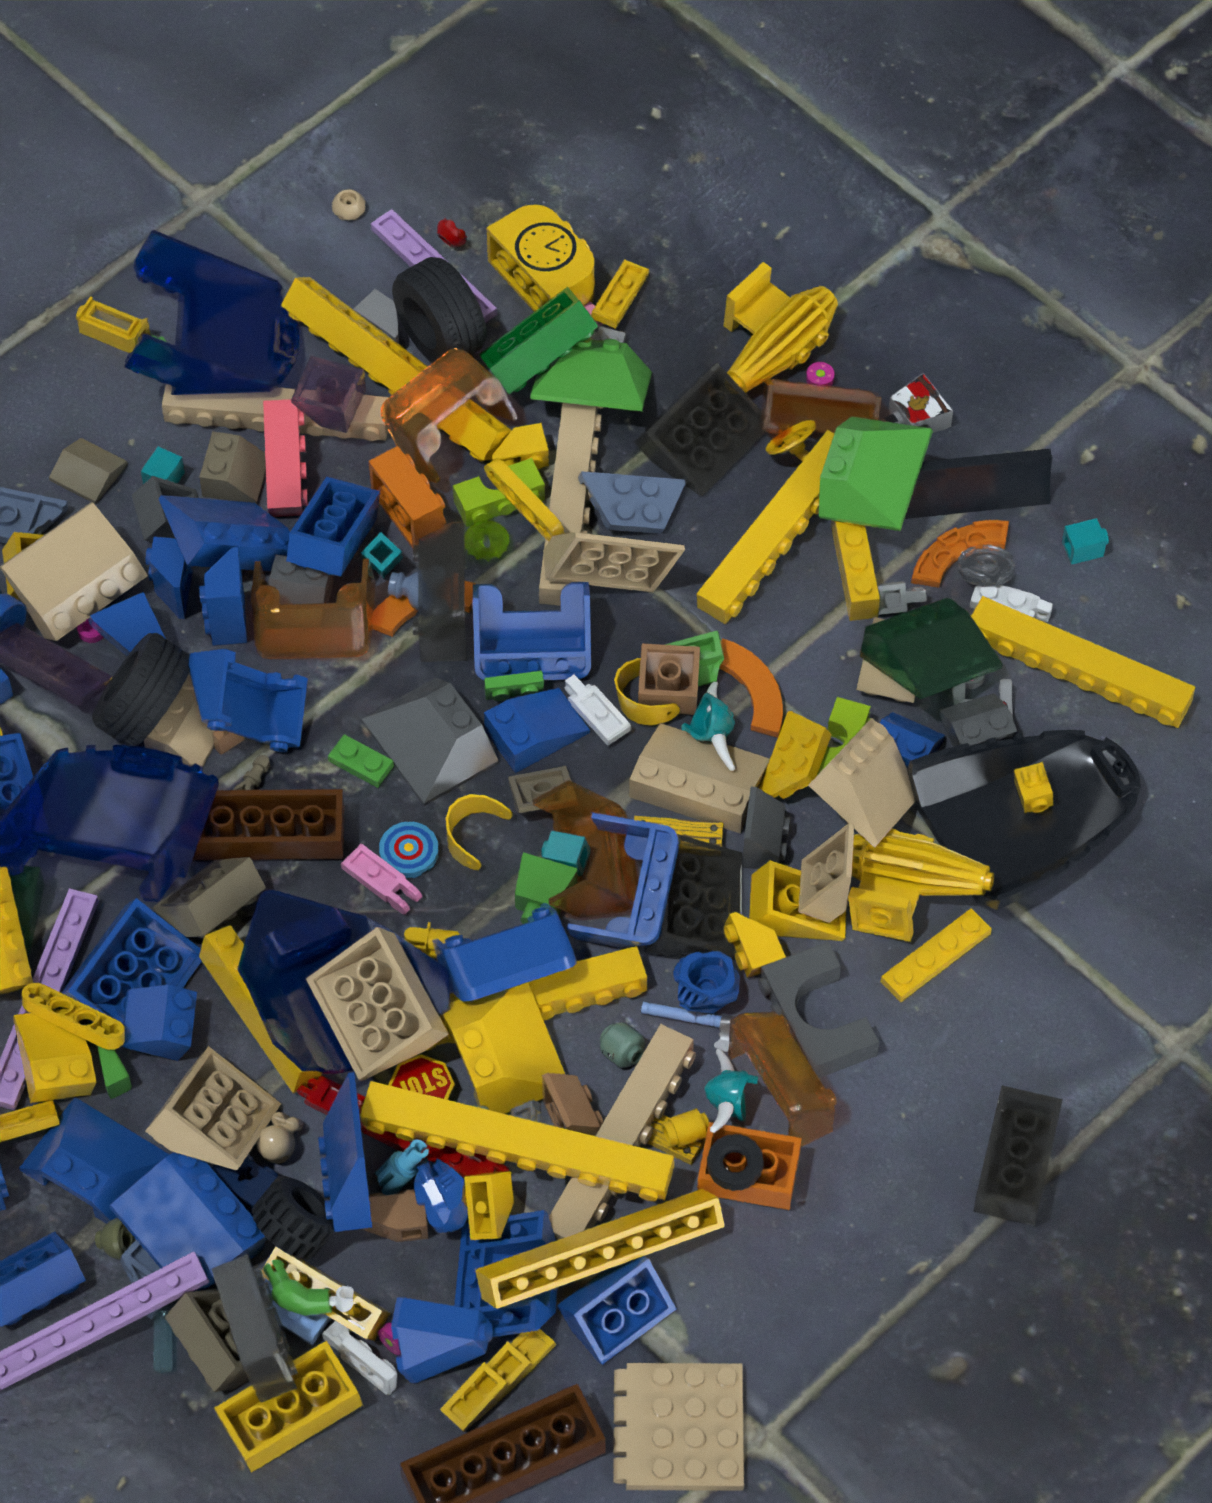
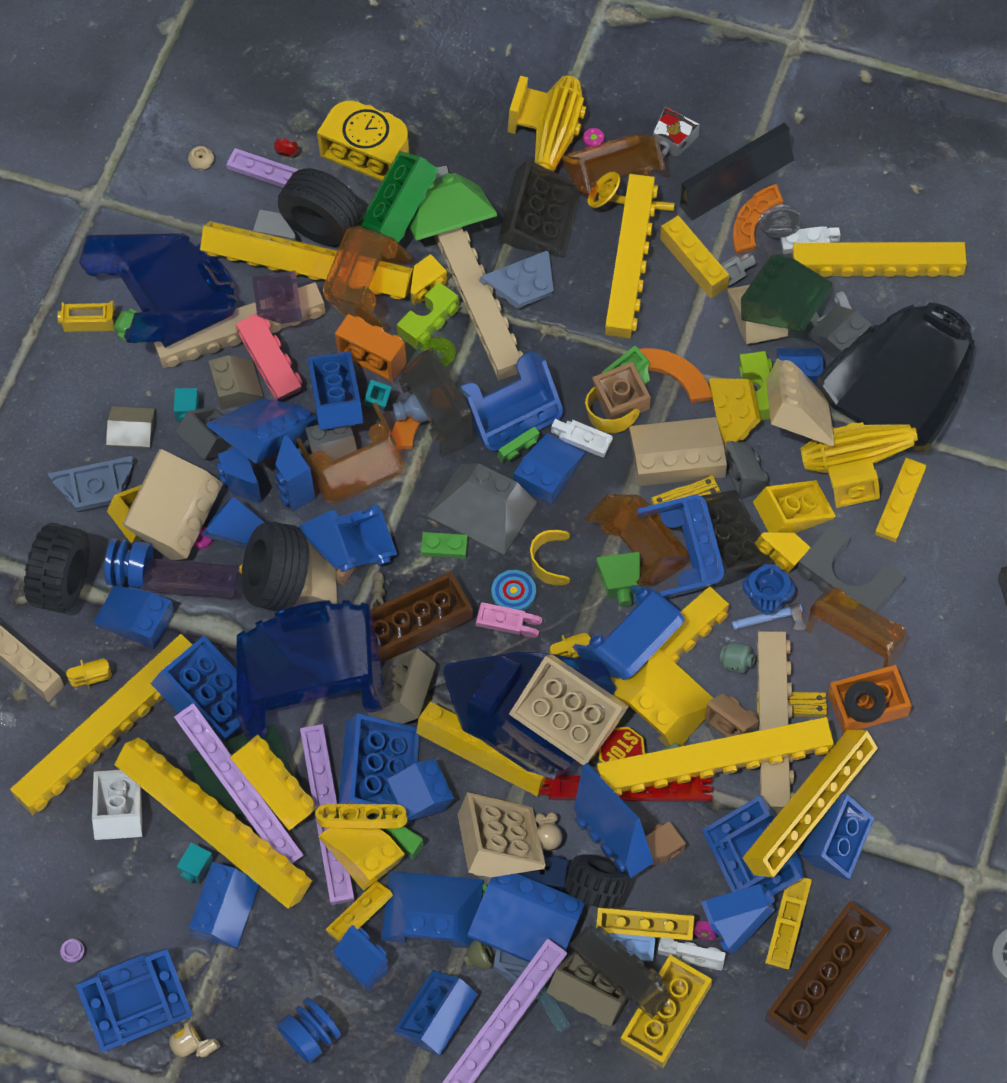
camera: 25 degrees left, 5 degrees up
(302, 1300) = (639, 935): bright green arm -> none
(401, 1167) = (646, 809): medium azure arm -> none
(442, 1194) = (685, 816): blue helmet -> none
(488, 1203) = (718, 808): yellow slope -> none
(523, 499) = (454, 313): yellow beam -> none
(534, 784) = (575, 508): dark tan slope -> none
(567, 850) = (622, 542): teal brick -> none
(609, 561) = (537, 330): tan slope -> none
(620, 293) = (427, 137): yellow tile -> none
(679, 1427) = (923, 895): tan hinge -> none
(685, 1128) = (813, 694): yellow brick -> none
(713, 723) = (666, 409): teal helmet -> none
(727, 1092) = (827, 655): teal helmet -> none
(827, 877) = (812, 478): tan slope -> none
(872, 472) = (679, 190): bright green slope -> none
(1033, 788) = (901, 358): yellow brick -> none
(1084, 541) = (833, 175): teal brick -> none

